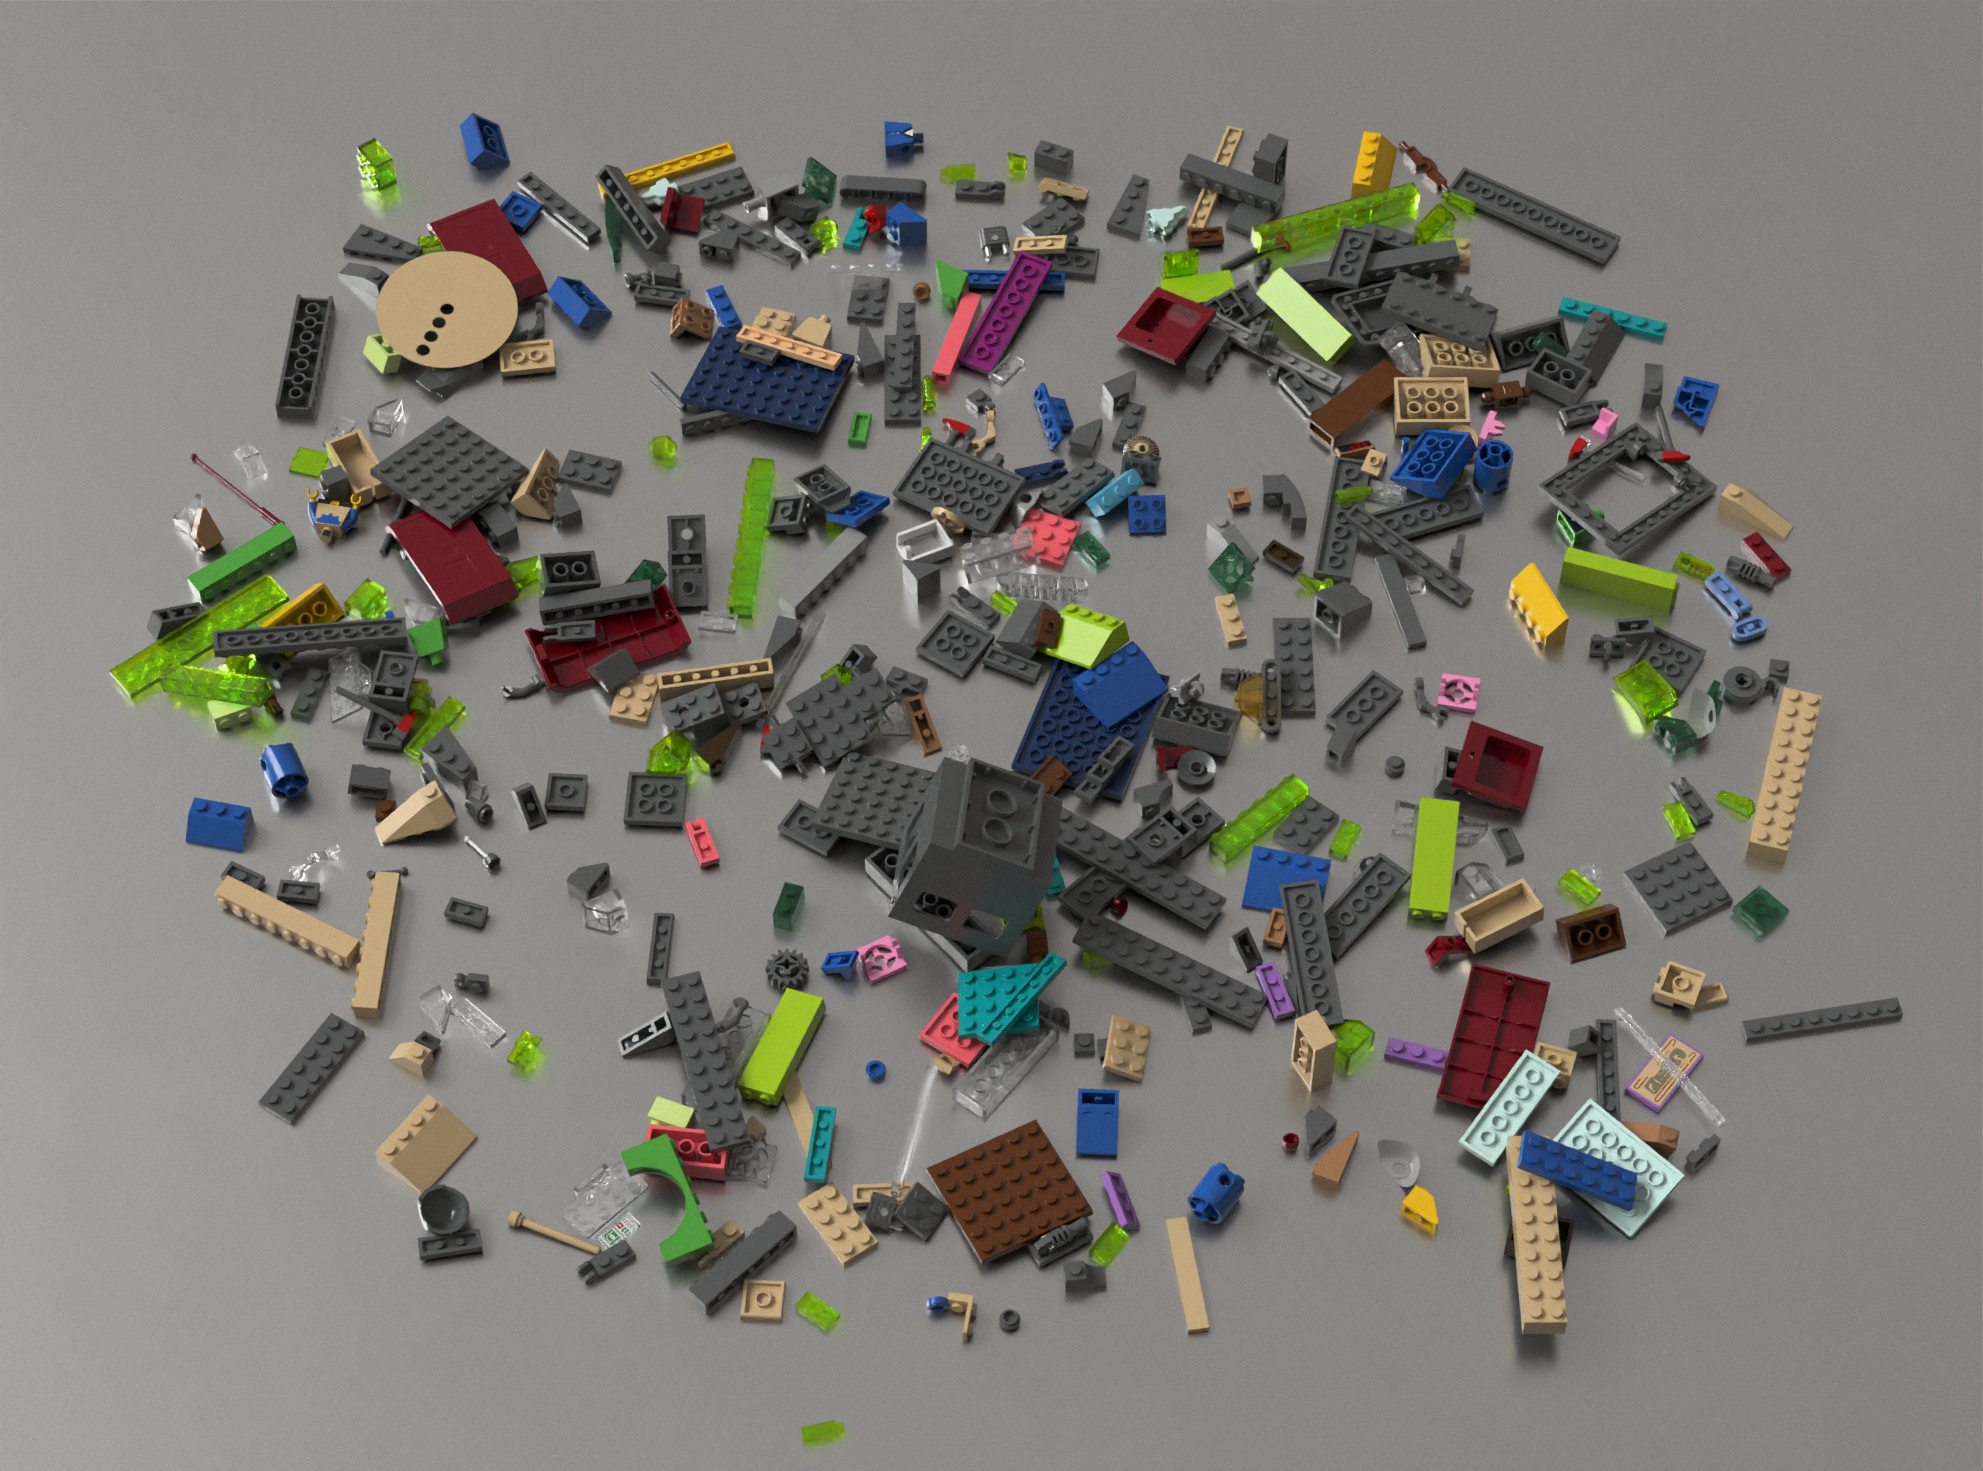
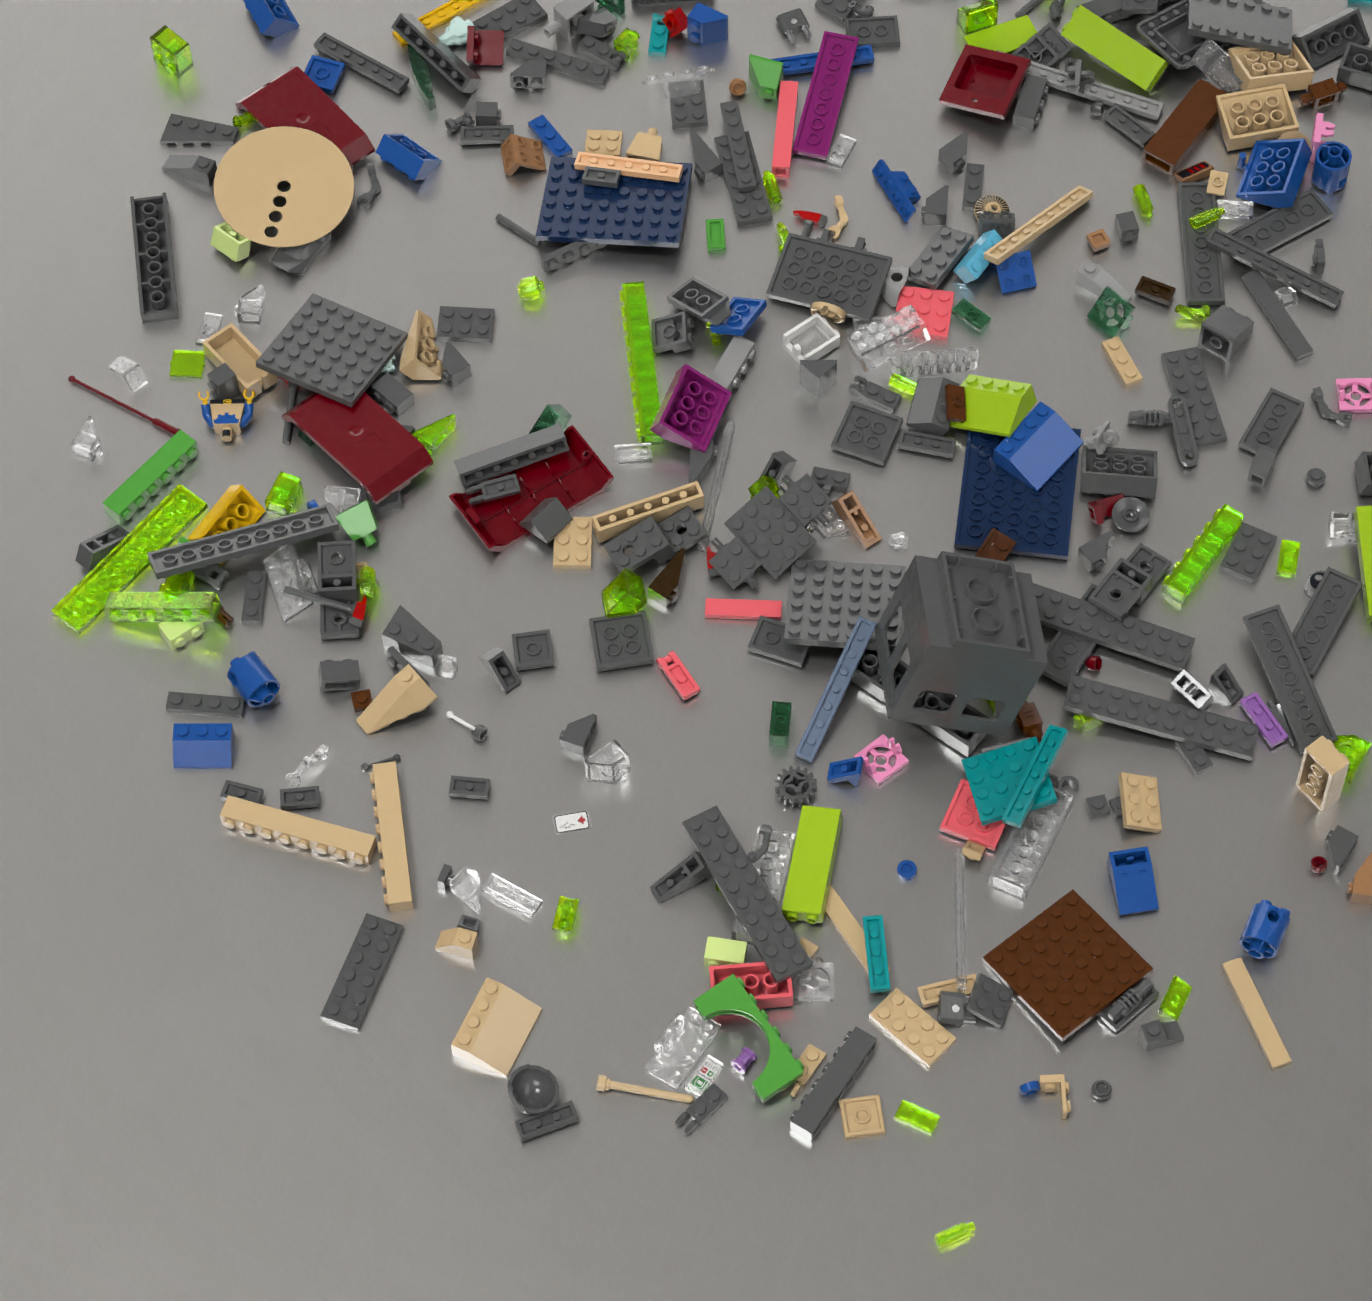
camera: 10 degrees left, 5 degrees up
(205, 531) = (106, 452): medium nougat slope -> none
(232, 787) = (205, 704): none -> dark grey plate
(416, 990) = (444, 877): none -> dark grey plate
(445, 715) = (386, 609): clear neon green plate -> none
(473, 981) = (497, 856): dark grey plate -> none
(480, 810) = (454, 683): dark grey cone -> none
(527, 357) = (373, 220): tan plate -> none
(537, 682) = (474, 545): dark grey piece -> none
(558, 963) = (571, 822): none -> clear sticker
(567, 572) = (476, 431): dark grey brick -> none
(660, 947) = (667, 788): dark grey tile -> none
(660, 1222) = (743, 1060): none -> medium lavender bush
(687, 560) = (588, 397): dark grey bracket -> none
(784, 589) = (690, 409): none -> magenta slope
(784, 790) = (742, 609): none -> coral tile
(850, 882) = (835, 689): none -> sand blue tile
(980, 401) = (824, 187): dark grey plate -> none
(1041, 244) = (840, 21): tan plate -> none
(1042, 472) = (903, 248): dark blue hinge -> none
(1104, 770) = (1045, 533): dark grey slope -> none
(1120, 1200) = (1174, 953): medium lavender plate -> none
(1181, 472) = (1038, 225): none -> tan plate
(1209, 948) = (1192, 691): none -> brick
(1251, 698) = (1165, 437): clear yellow slope -> none
(1276, 929) = (1248, 659): medium nougat plate -> none
(1277, 867) = (1232, 600): blue slope -> none
(1293, 504) = (1151, 238): dark grey slope -> none
(1296, 467) = (1143, 200): none -> clear neon green cylinder
(1544, 341) = (1345, 35): clear green plate -> none

